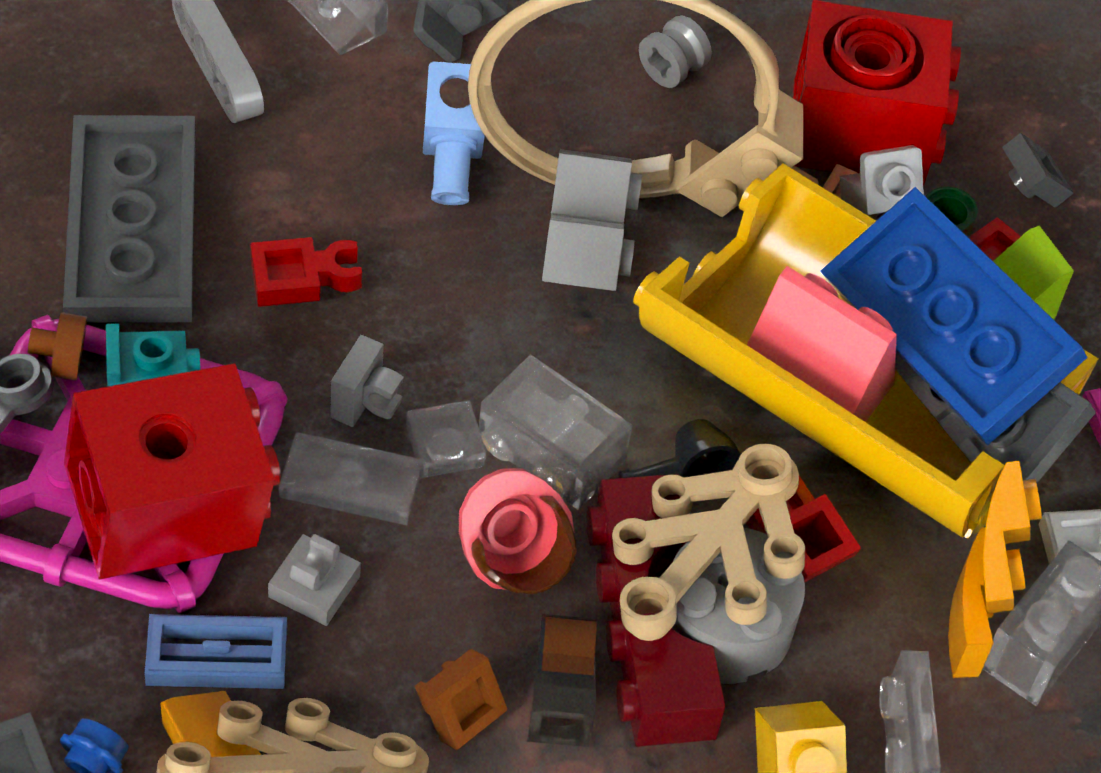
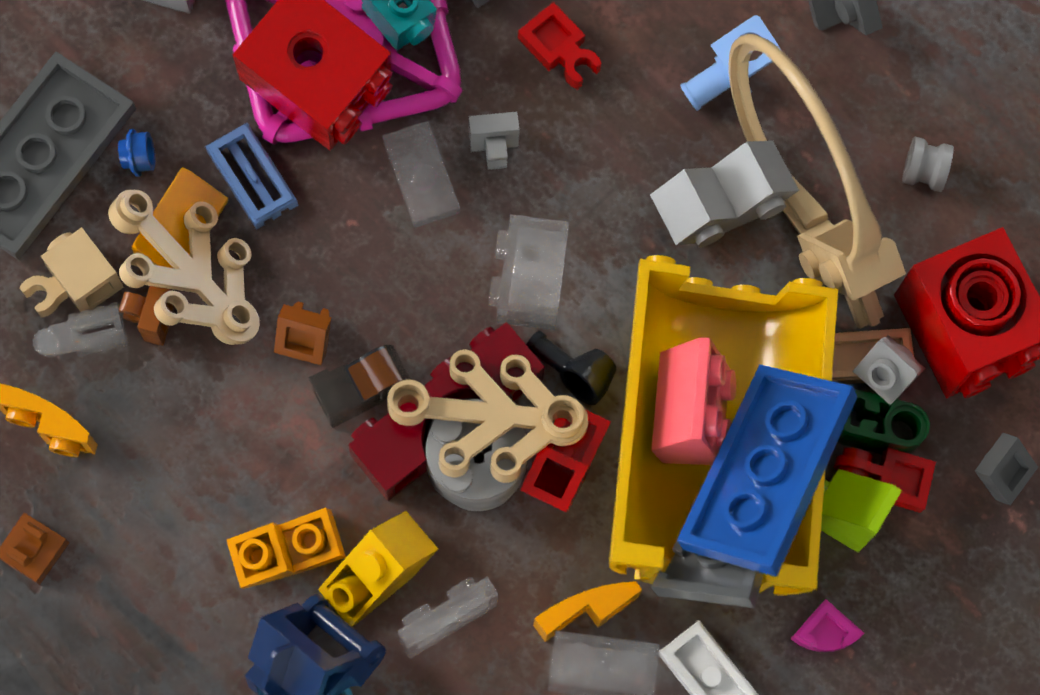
camera: 60 degrees right, 20 degrees up
(314, 578) = (337, 199): light grey tile -> none
(446, 438) = (488, 210): clear plate -> none
(517, 532) = (434, 296): coral piece -> none
(1008, 521) = (629, 591): light orange slope -> none

